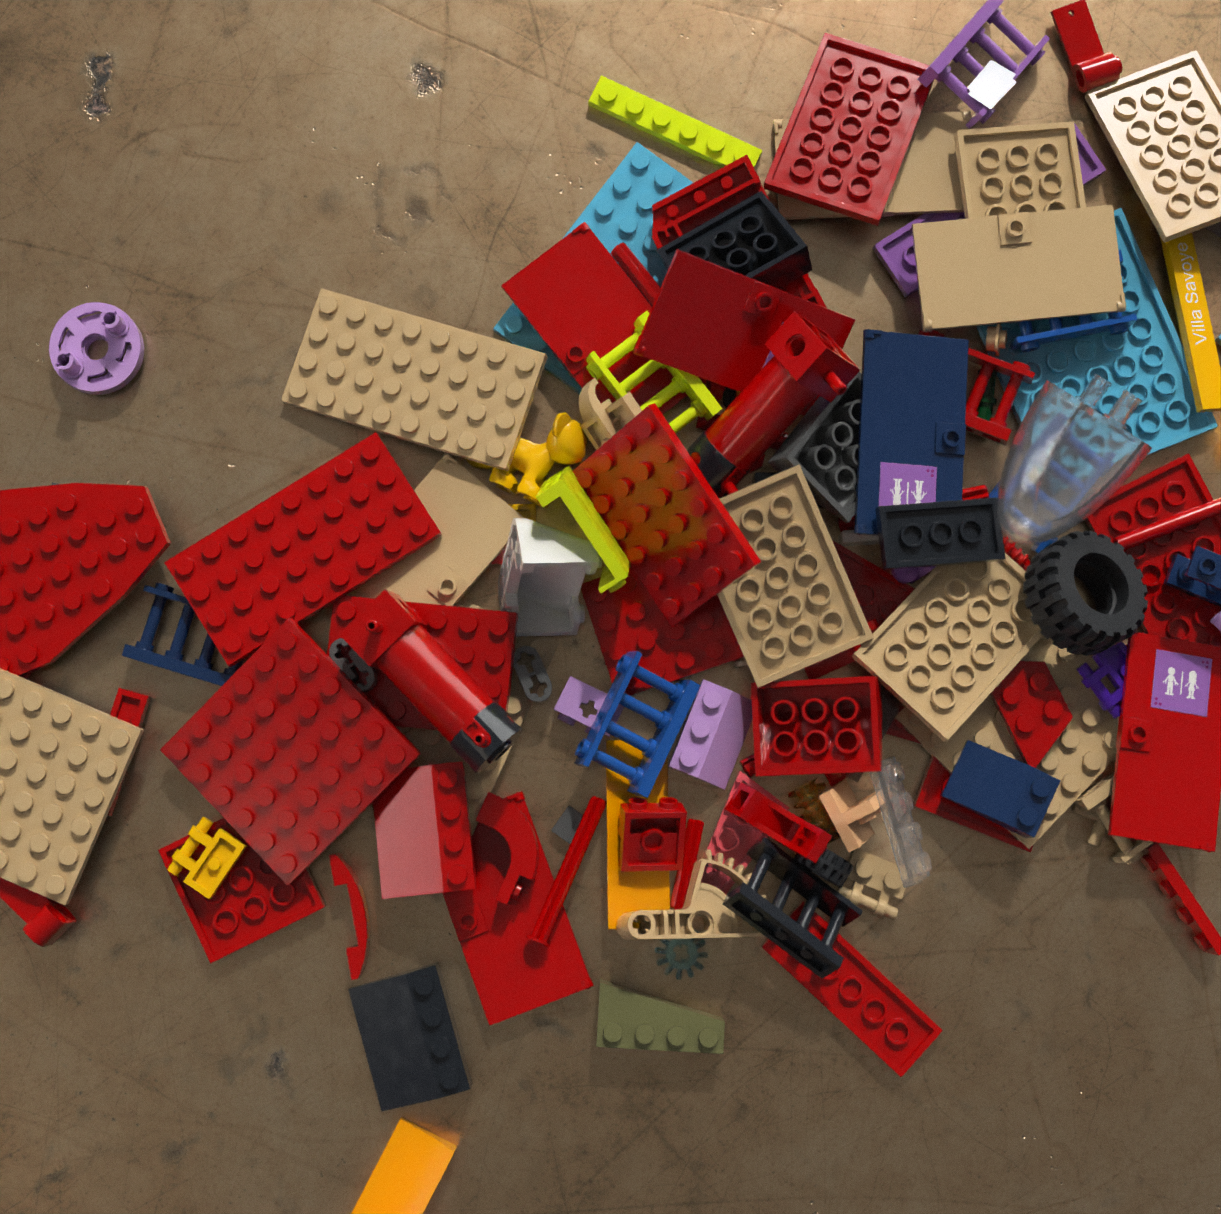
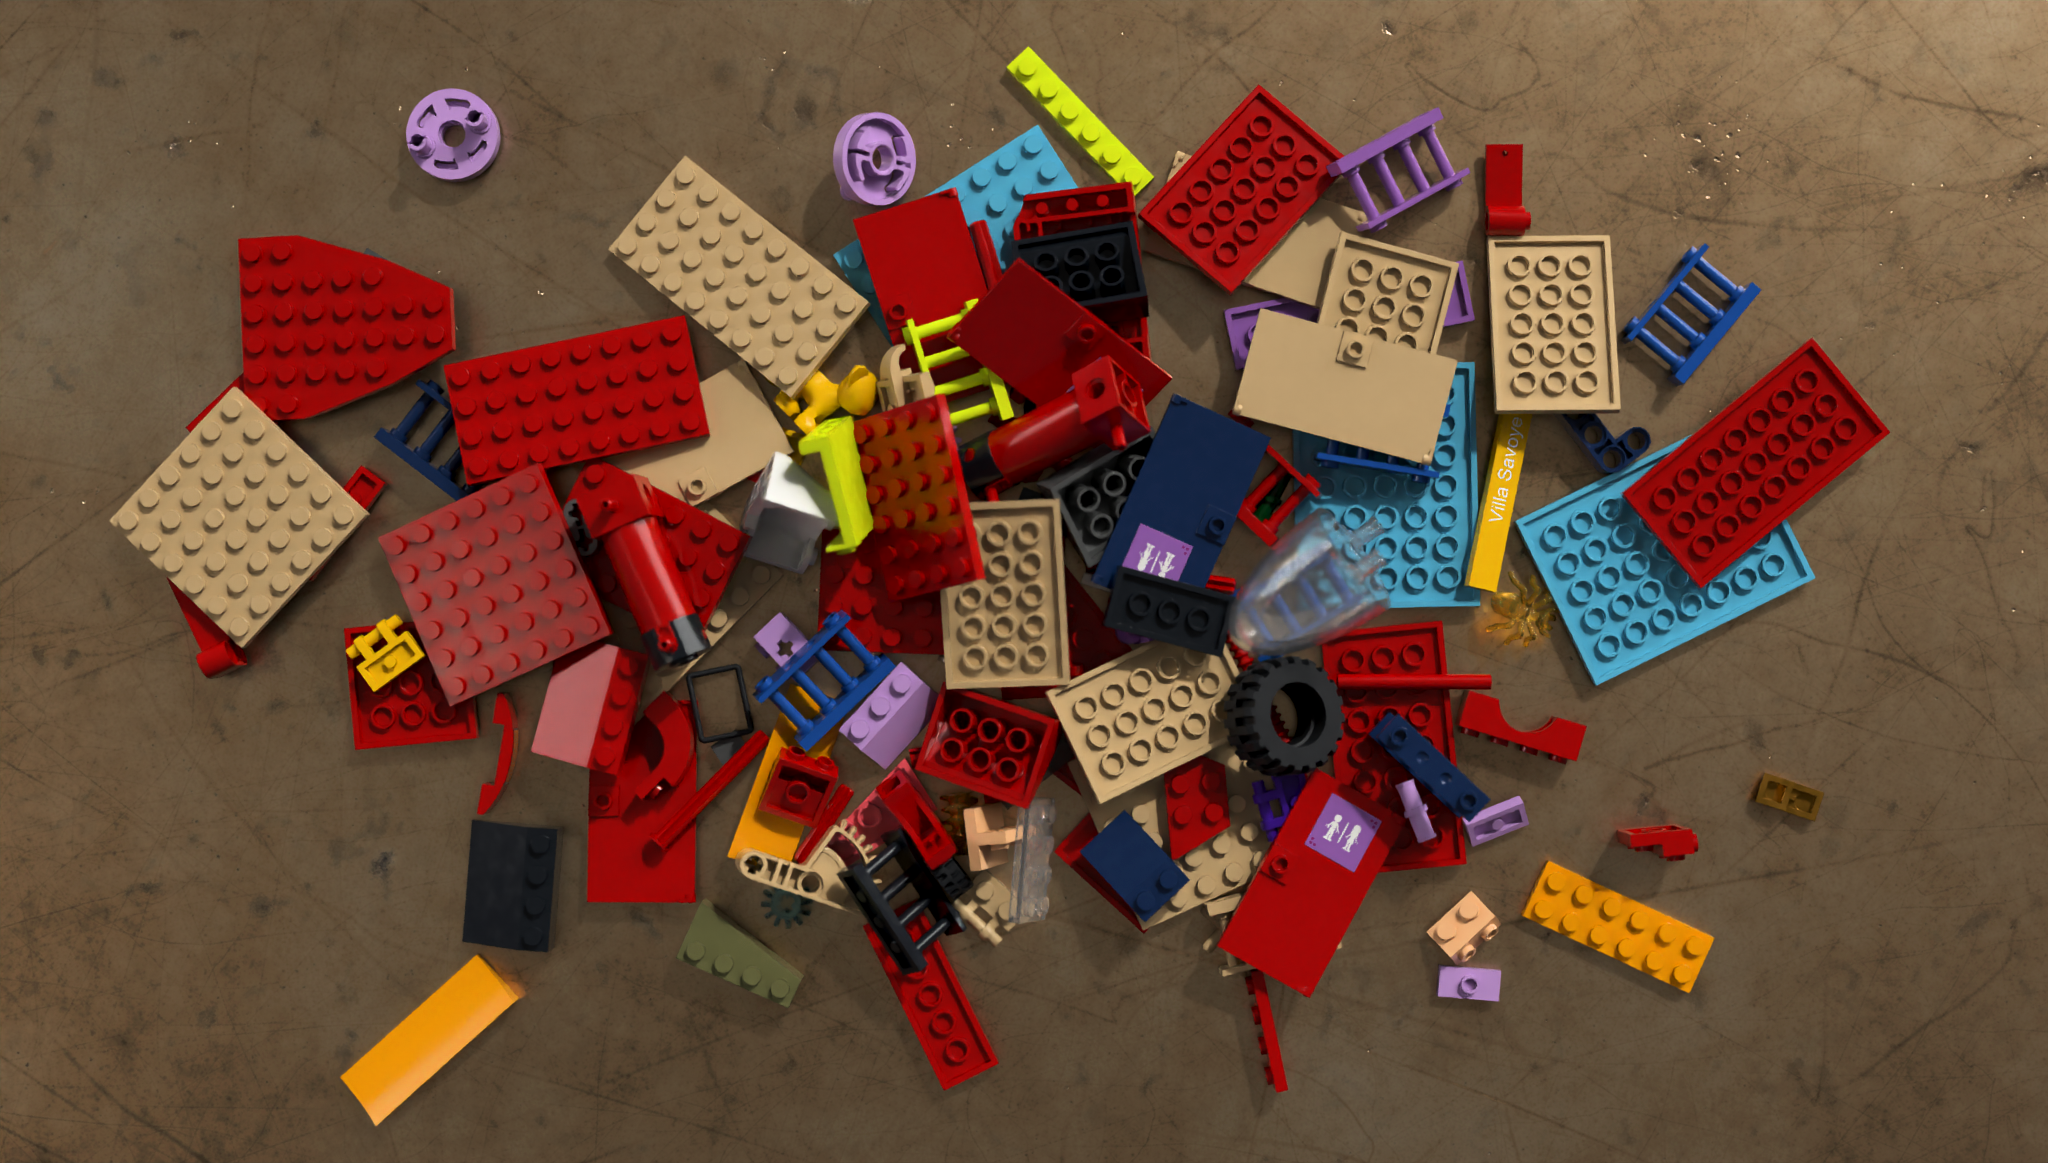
camera: 30 degrees right, 5 degrees up
(484, 233) = (854, 162): none -> lavender piece
(518, 792) = (749, 730): none -> black piece
(525, 677) = (737, 597): dark grey beam -> none
(991, 84) = (1392, 199): sticker -> none
(996, 339) = (1300, 445): tan plate -> none

